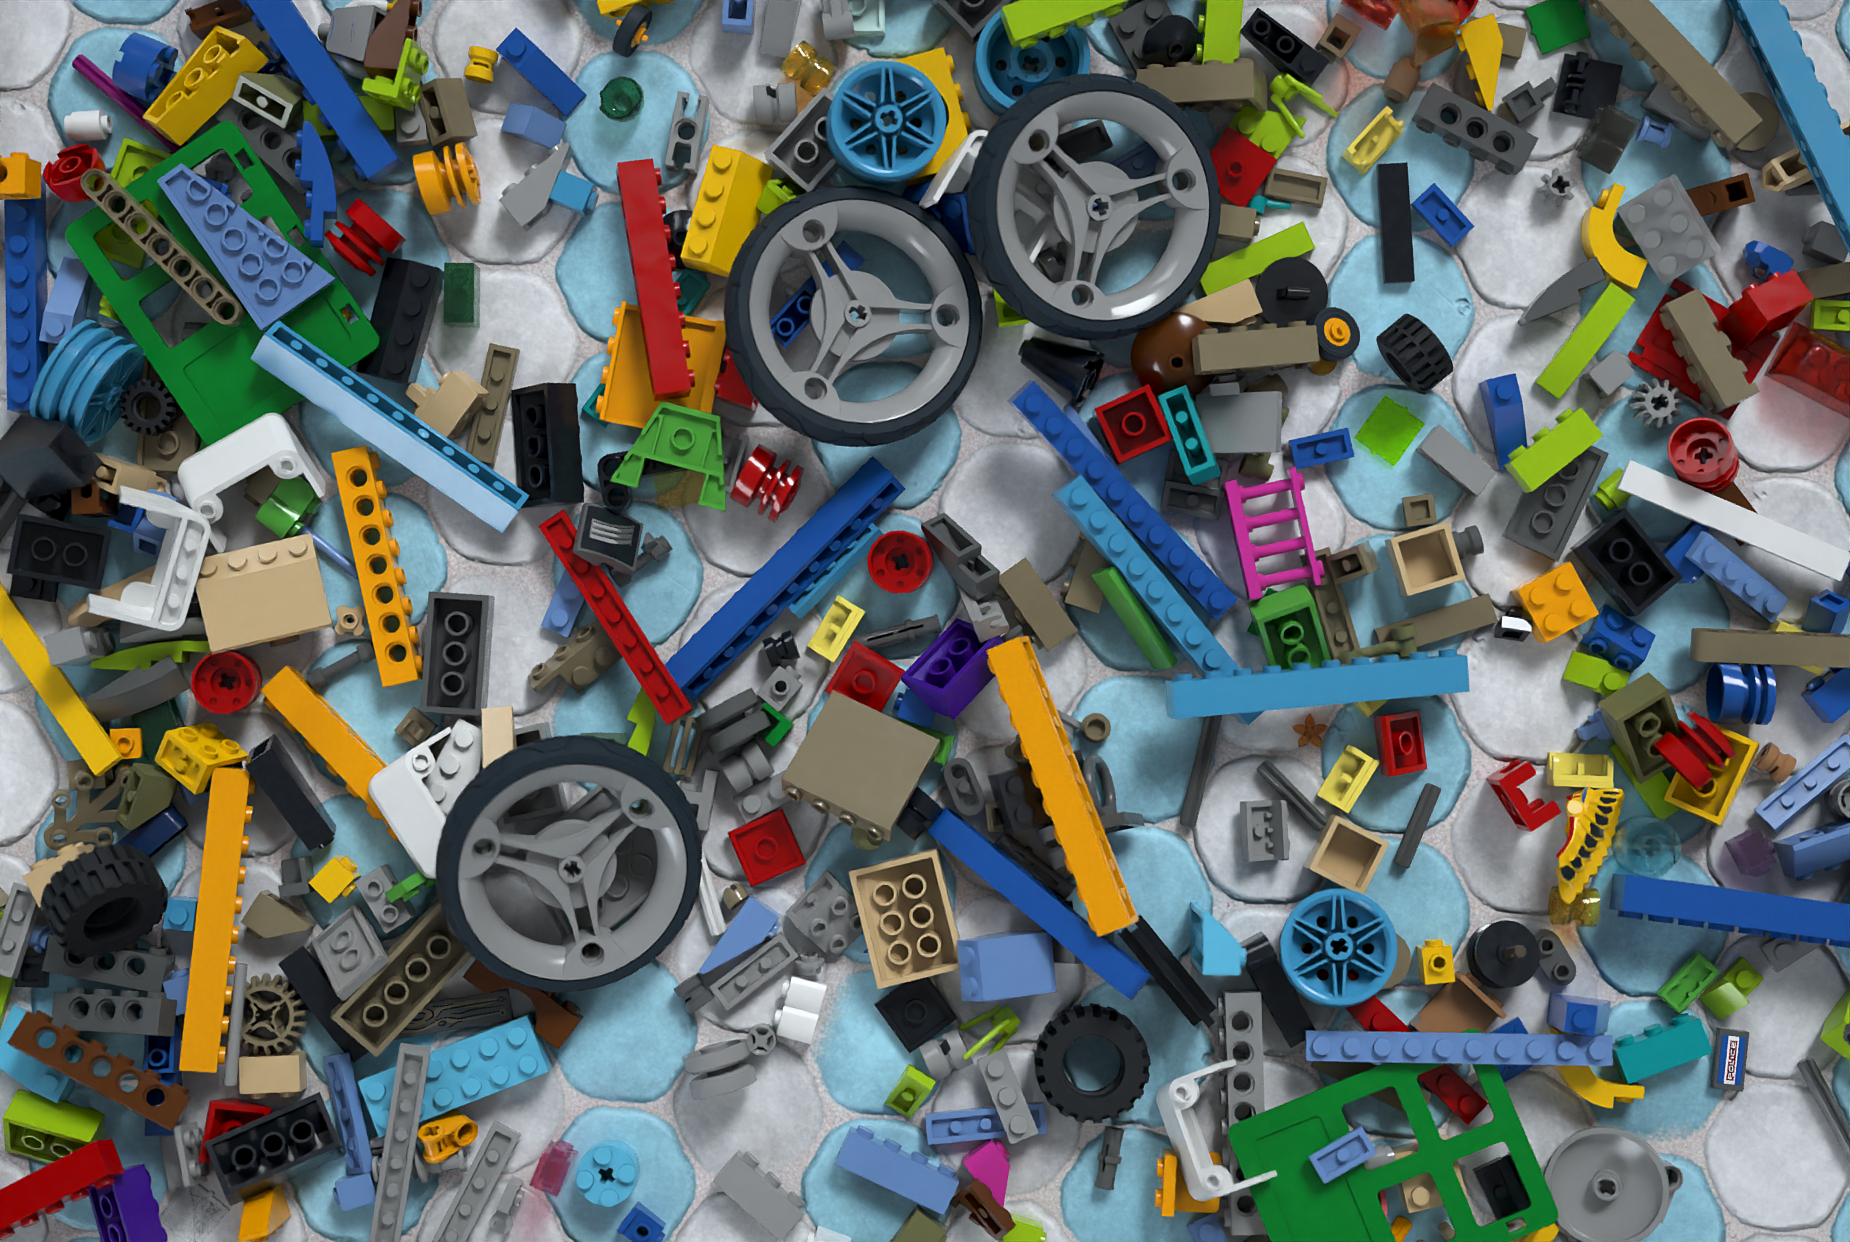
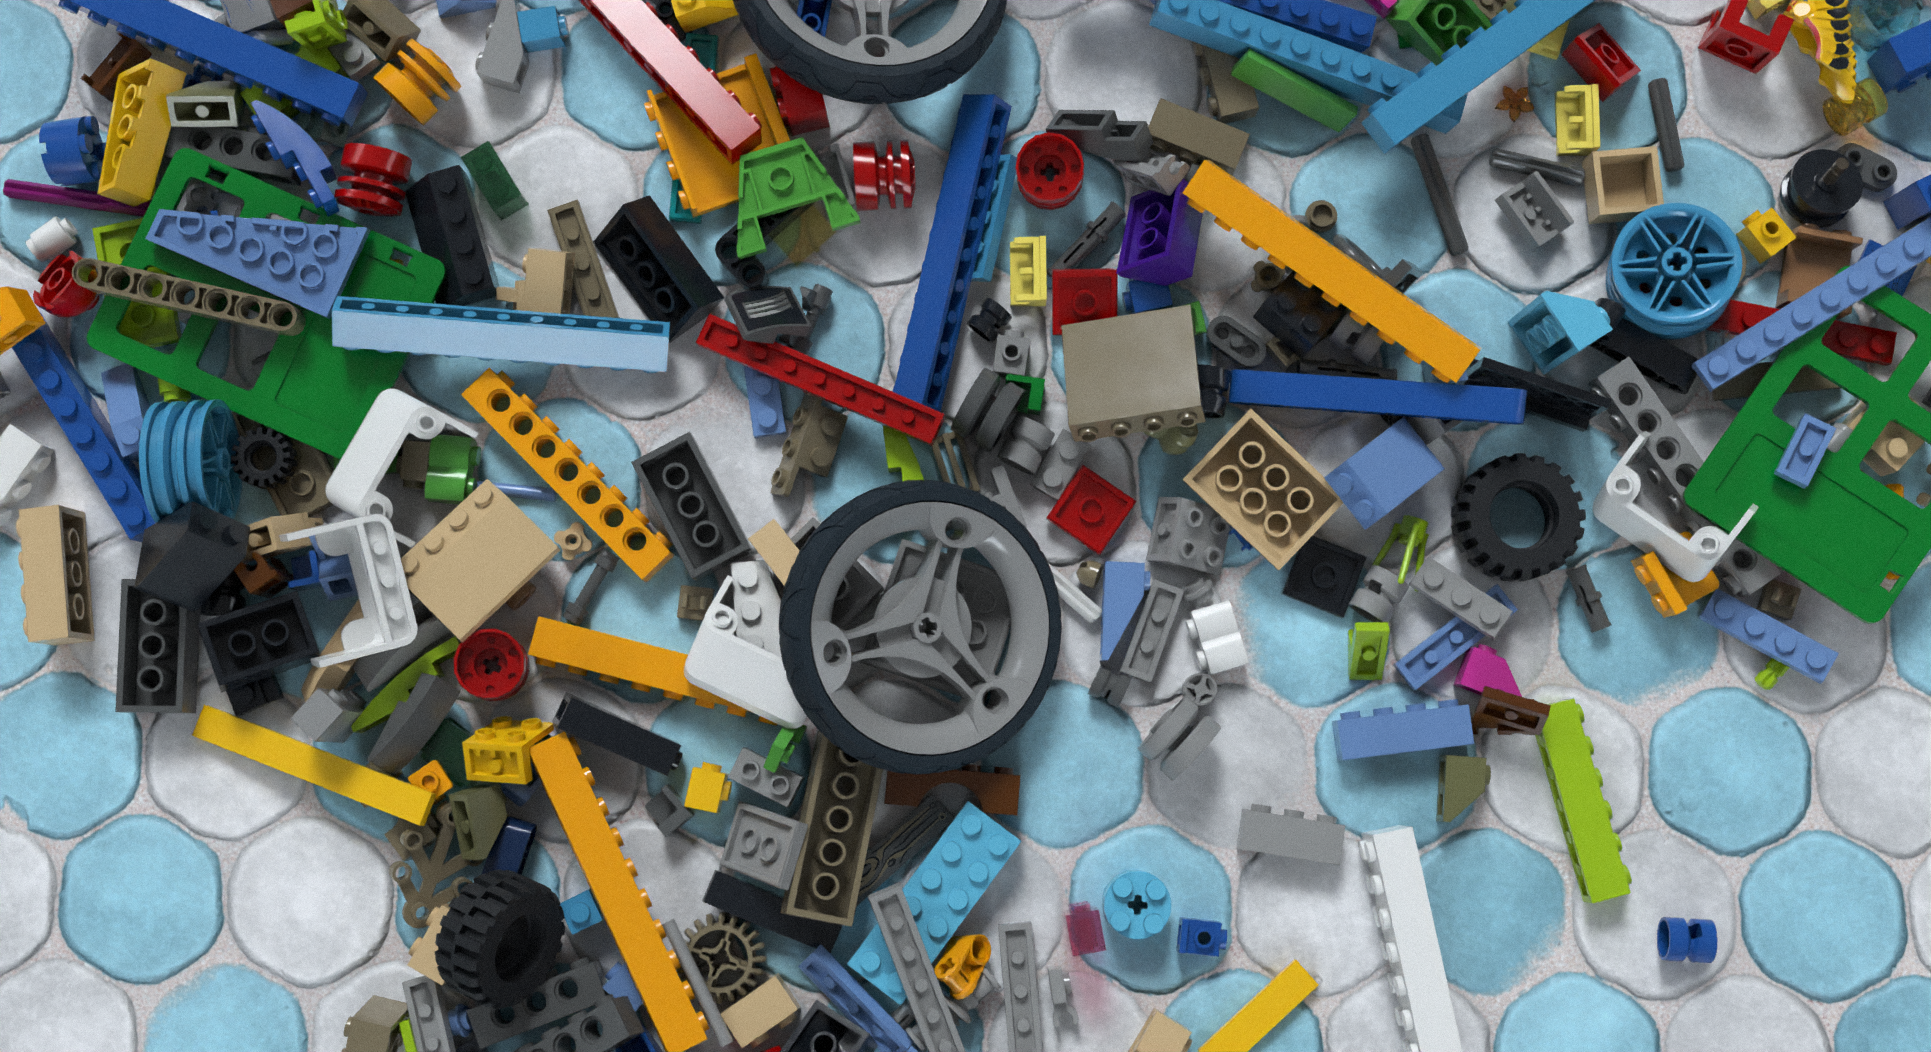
camera: 30 degrees left, 5 degrees down
(274, 917) = (671, 862): dark tan slope -> none

